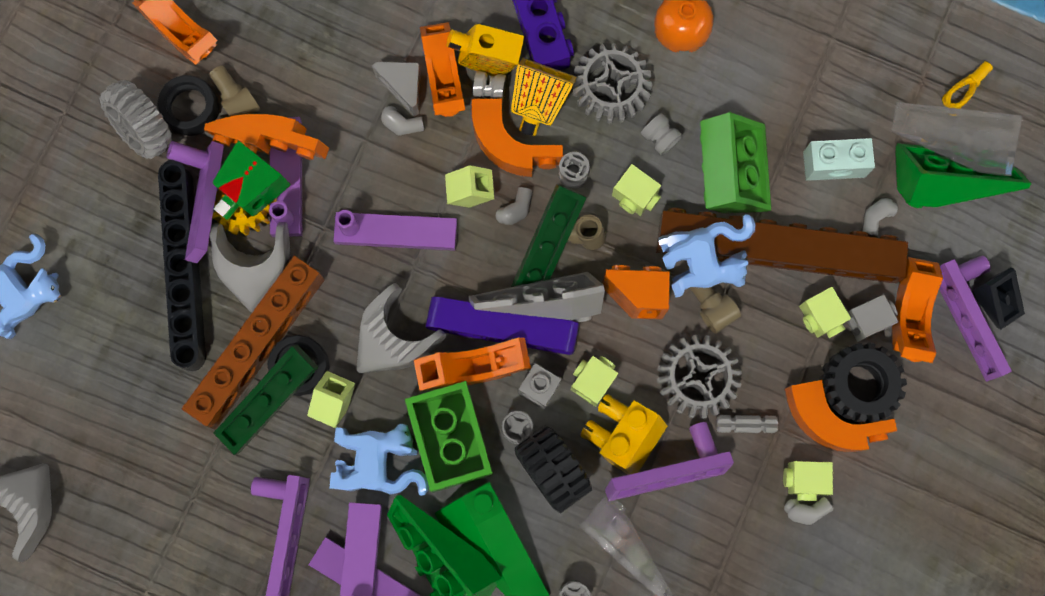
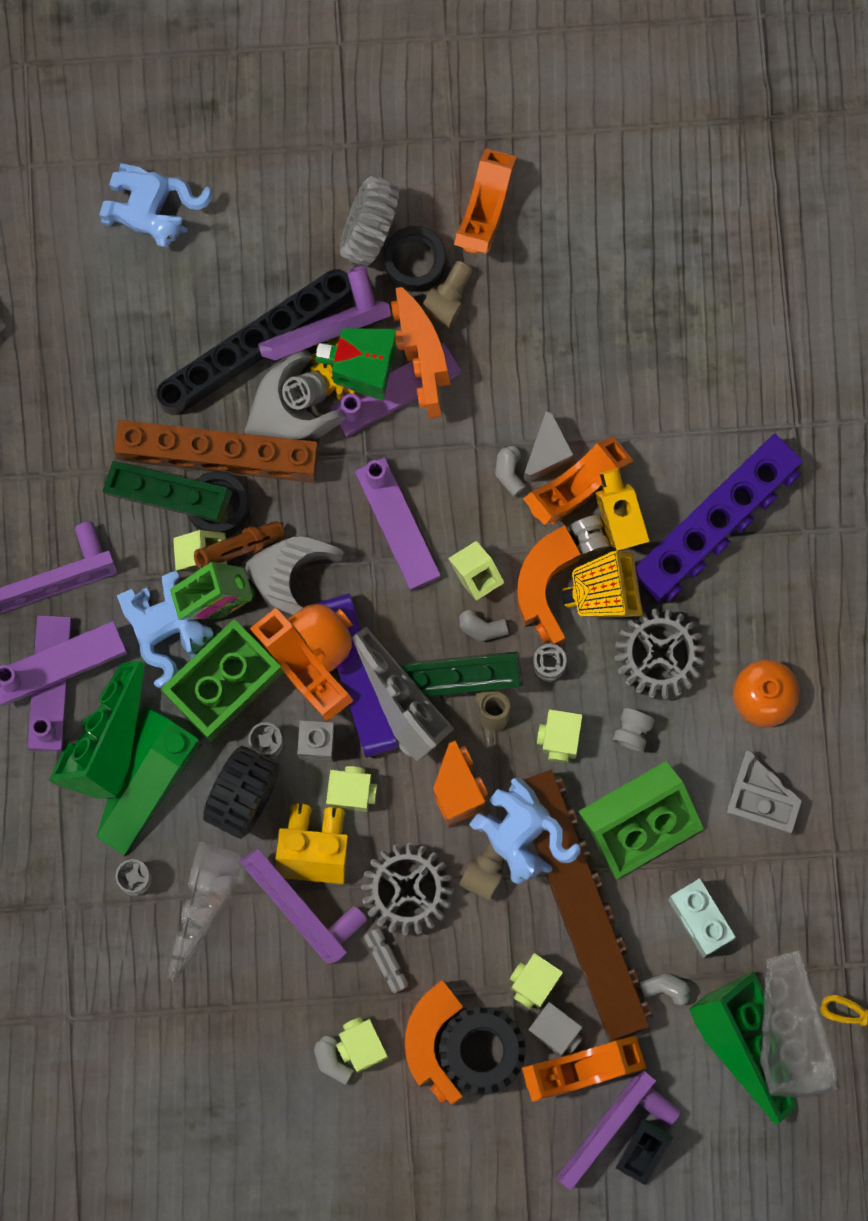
camera: 65 degrees right, 0 degrees up
(246, 236) = (305, 390): none -> light grey wheel
(345, 353) = (250, 541): none -> dark orange pin
(371, 395) = (221, 588): none -> bright green torso
(459, 330) = (324, 633): none -> orange cylinder
(764, 66) = (762, 797): none -> light grey wing

